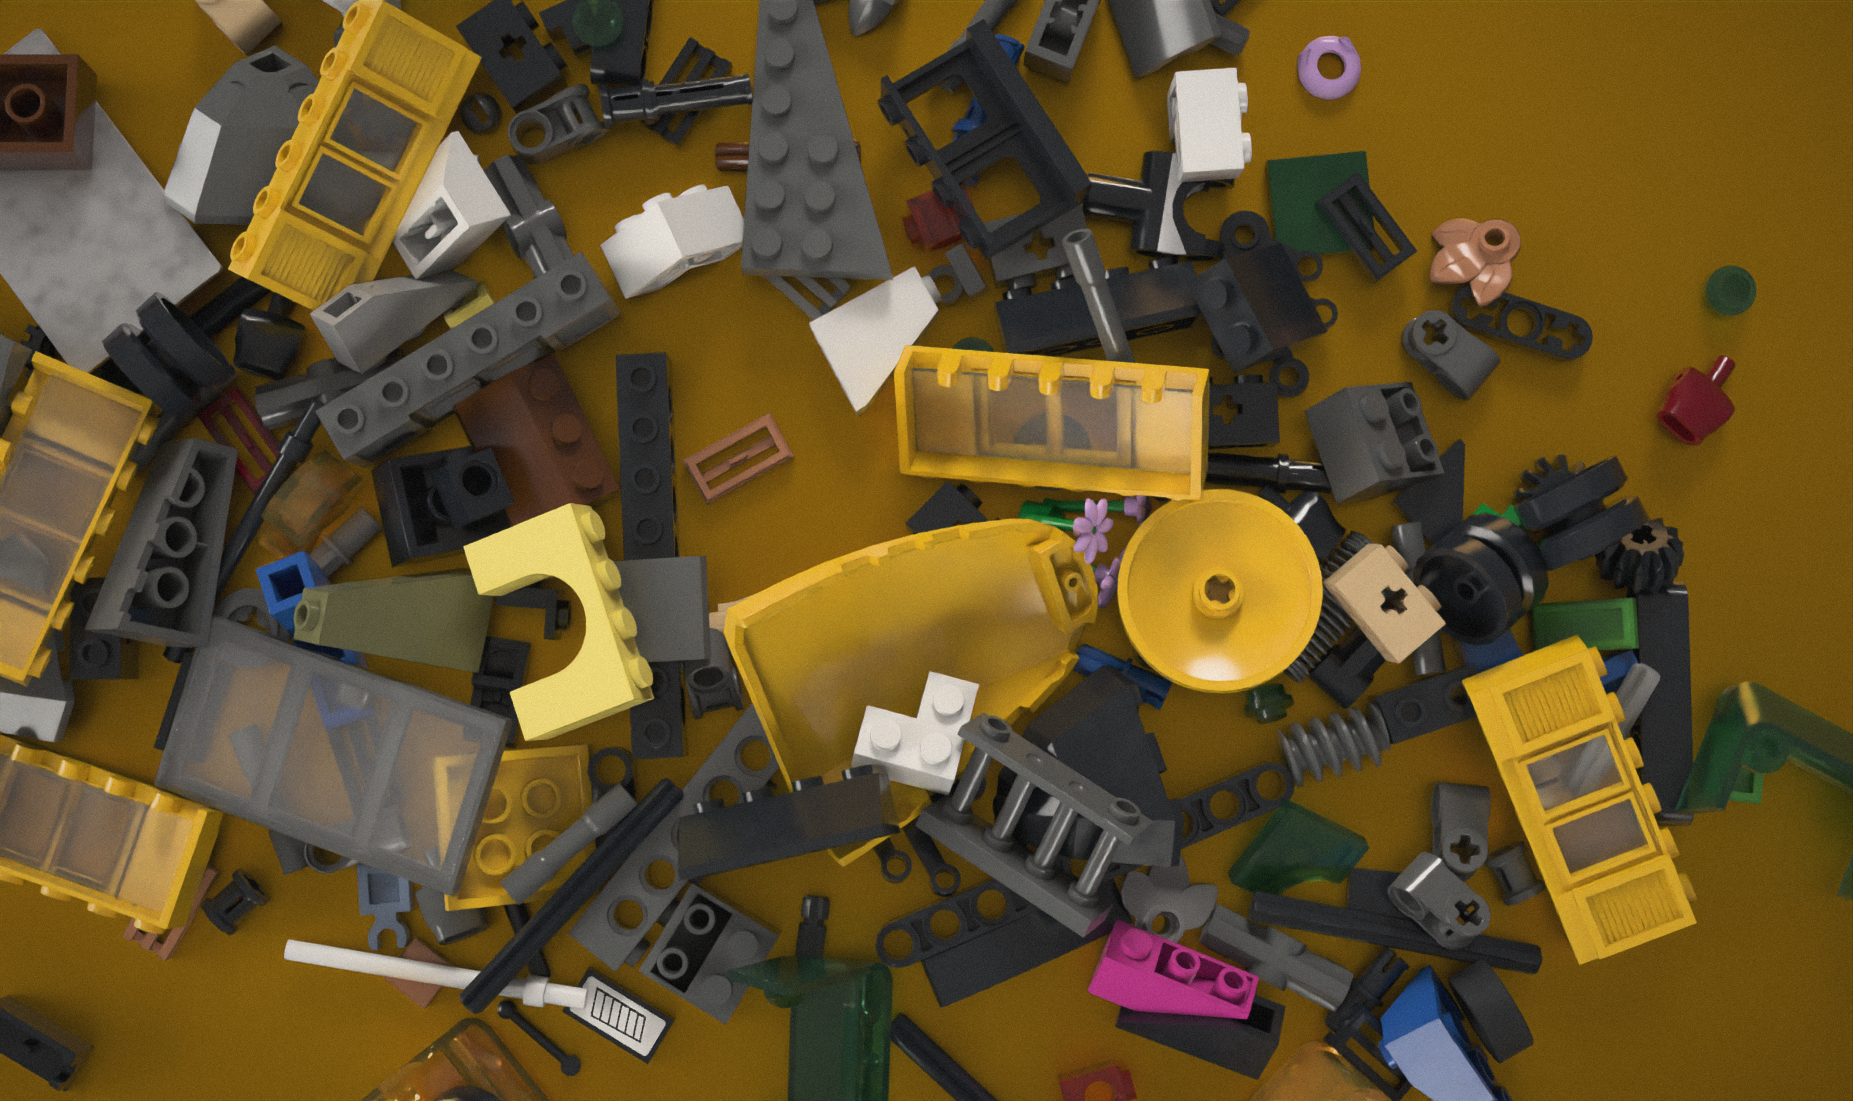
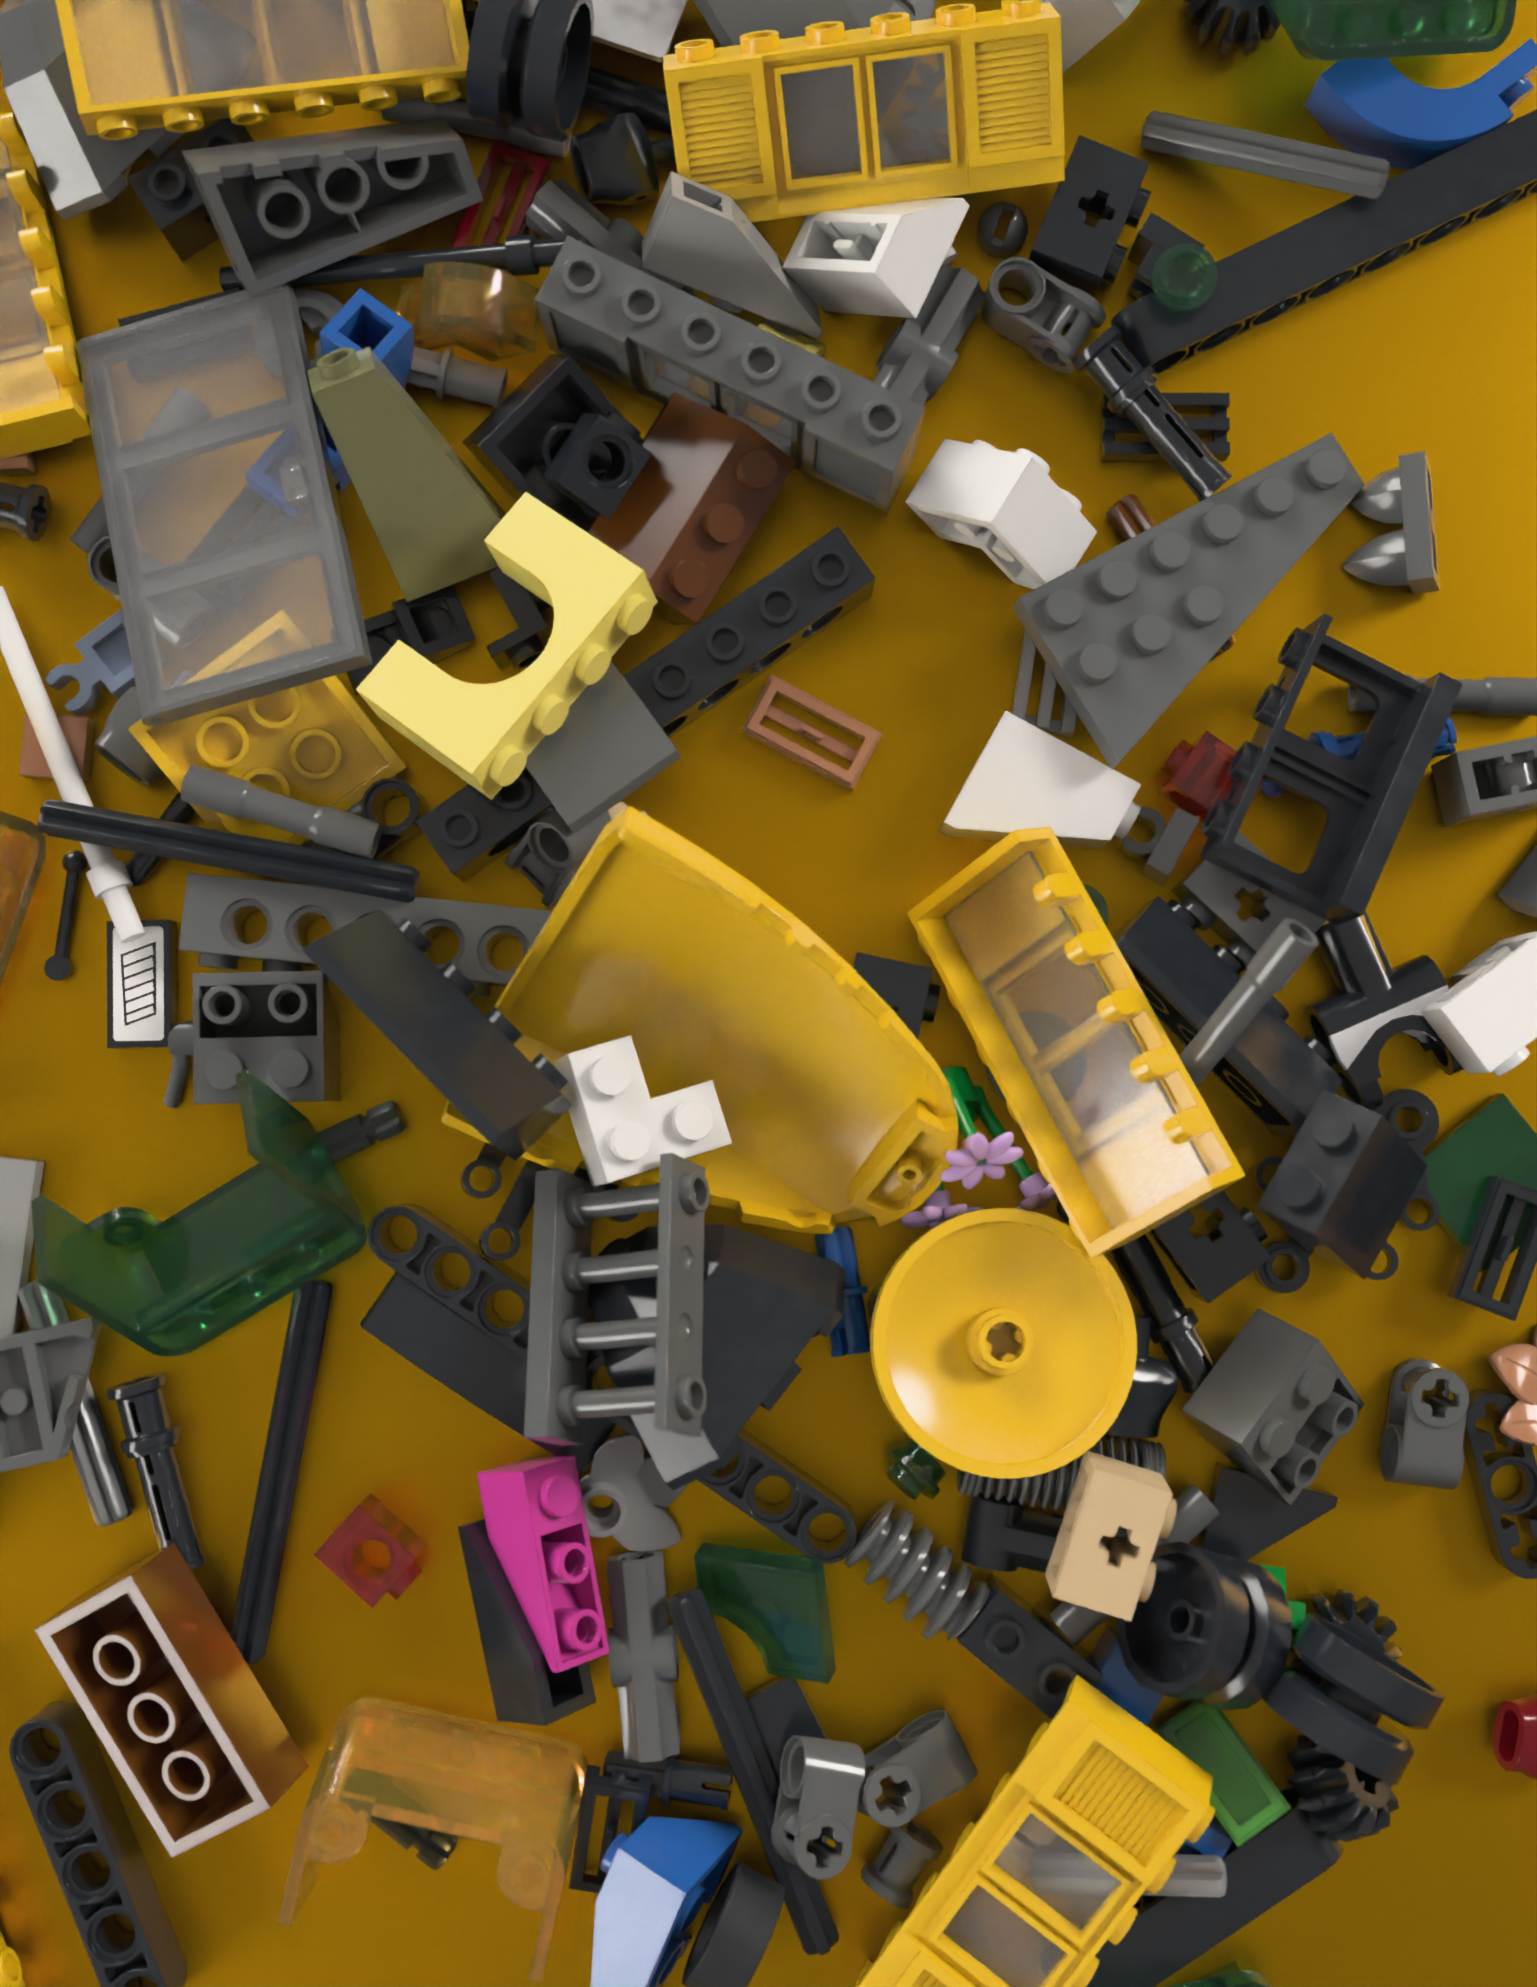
camera: 60 degrees right, 0 degrees up
(677, 1011) = (181, 1047): none -> dark grey hand

